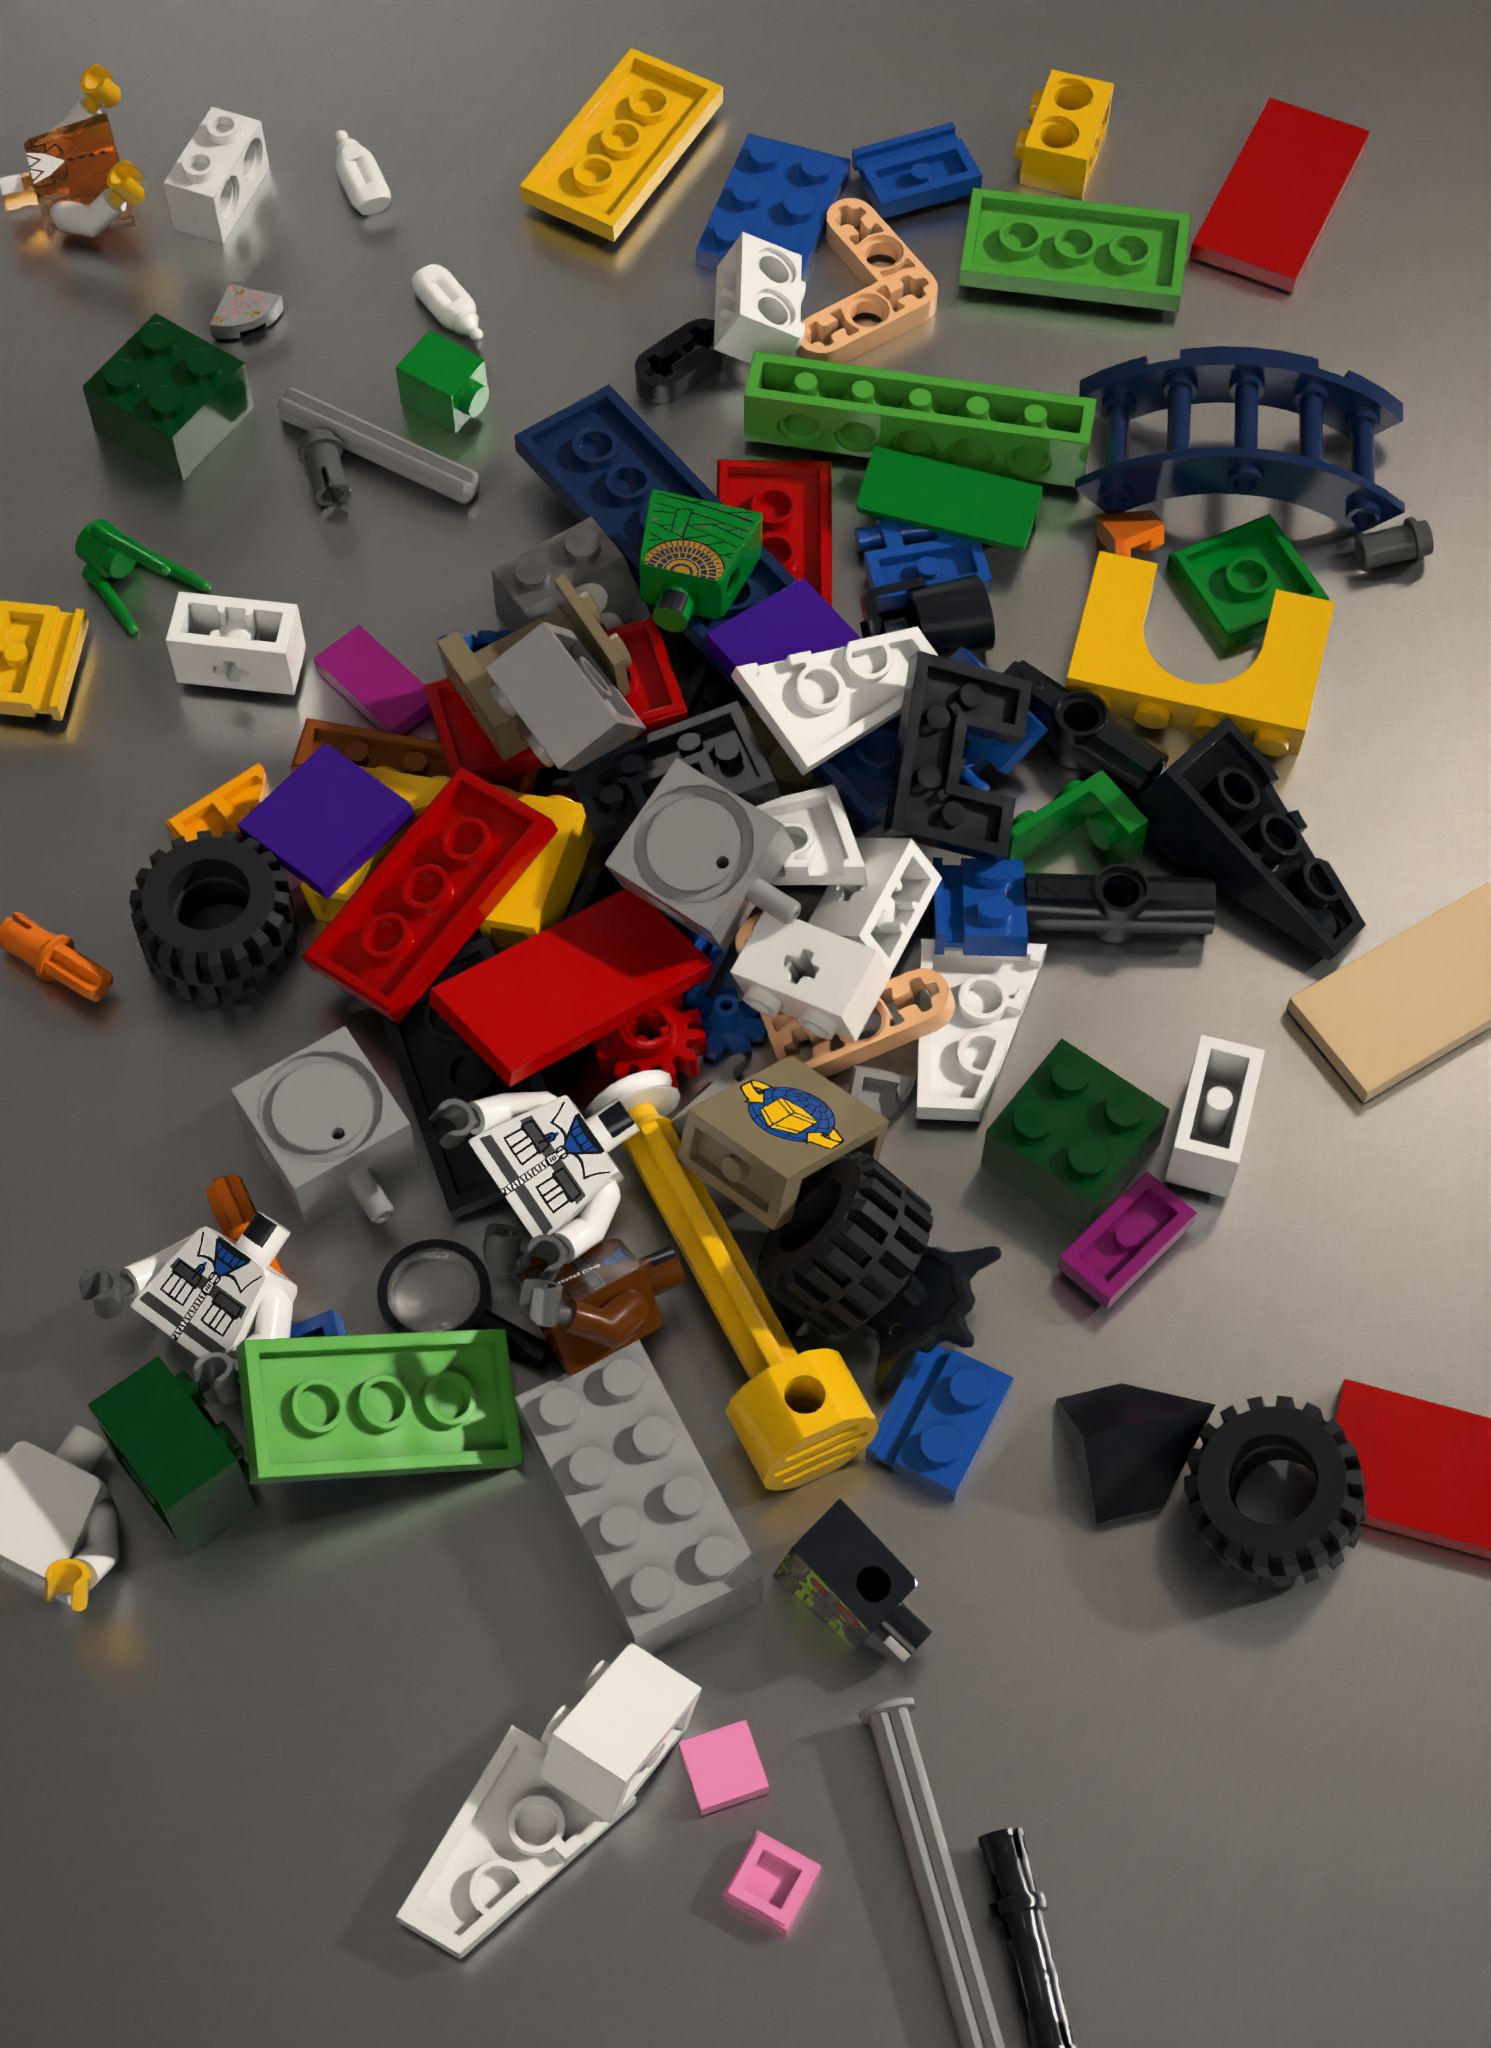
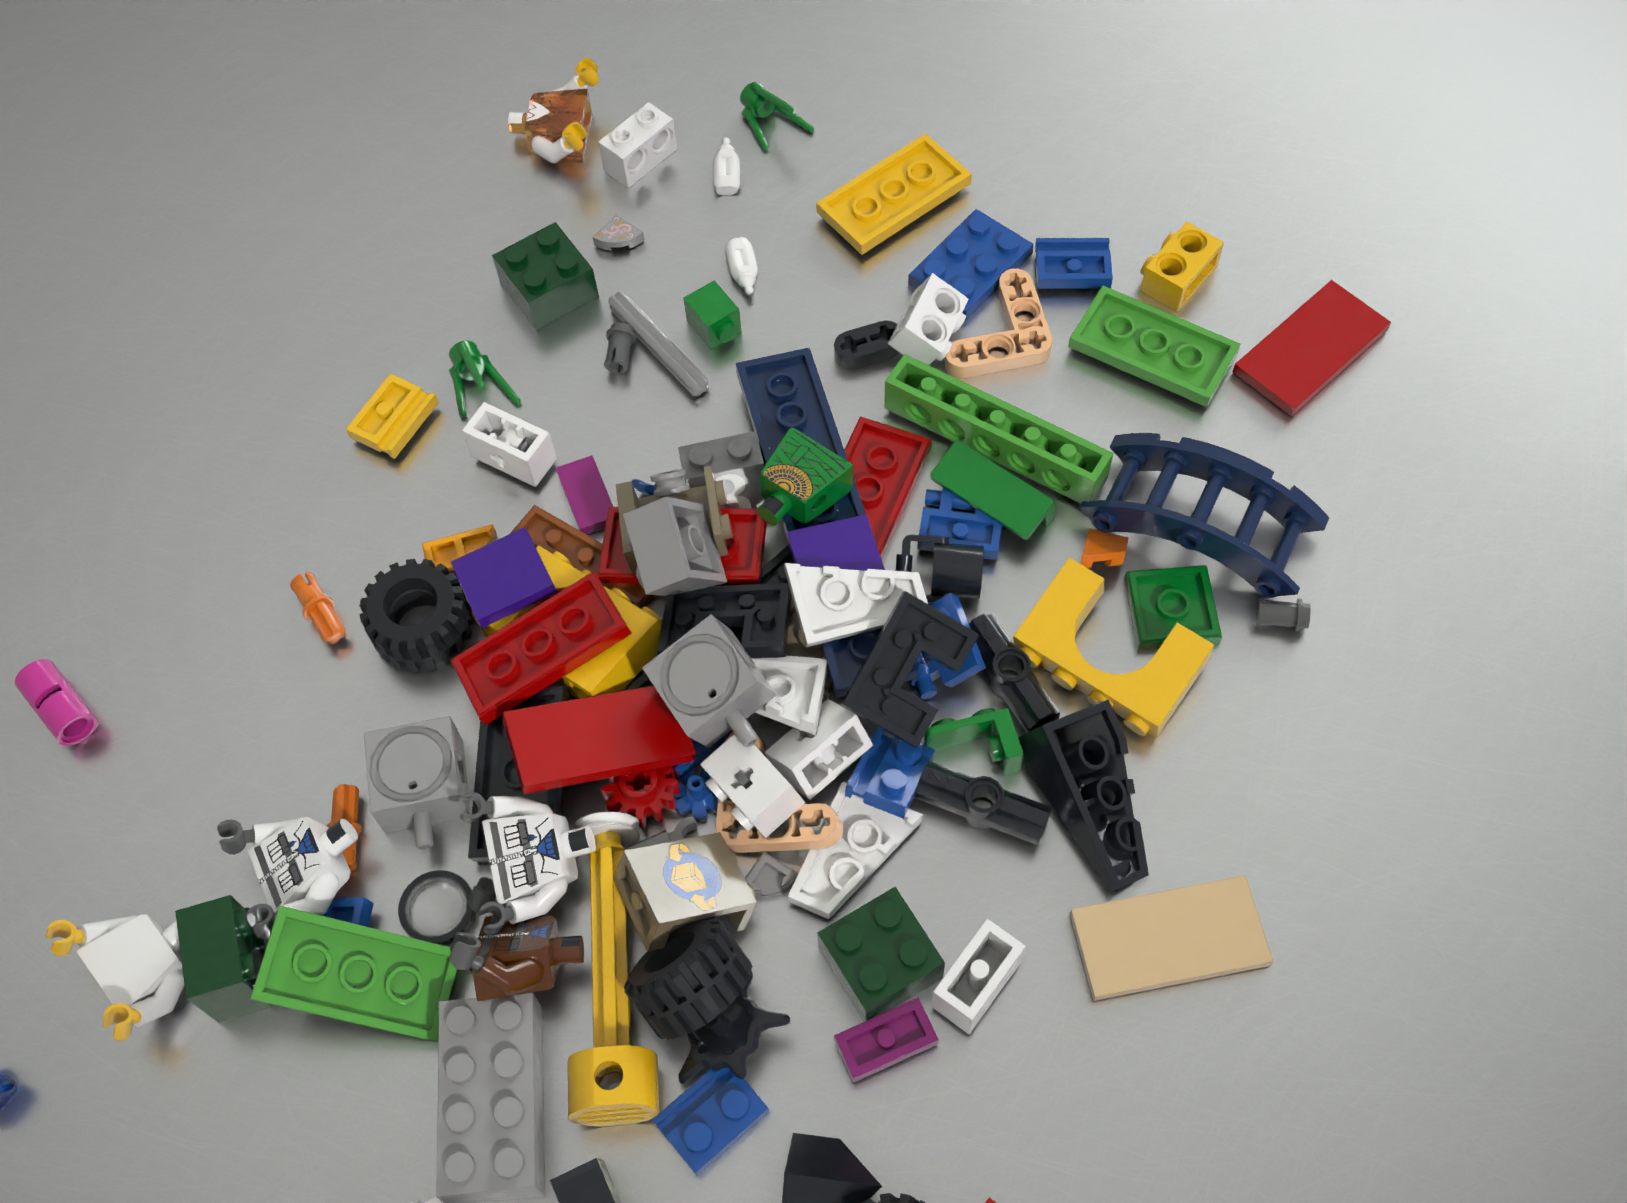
camera: 25 degrees right, 0 degrees up
(369, 66) = (761, 103): none -> green plant
(506, 619) = (669, 482): none -> light grey bush

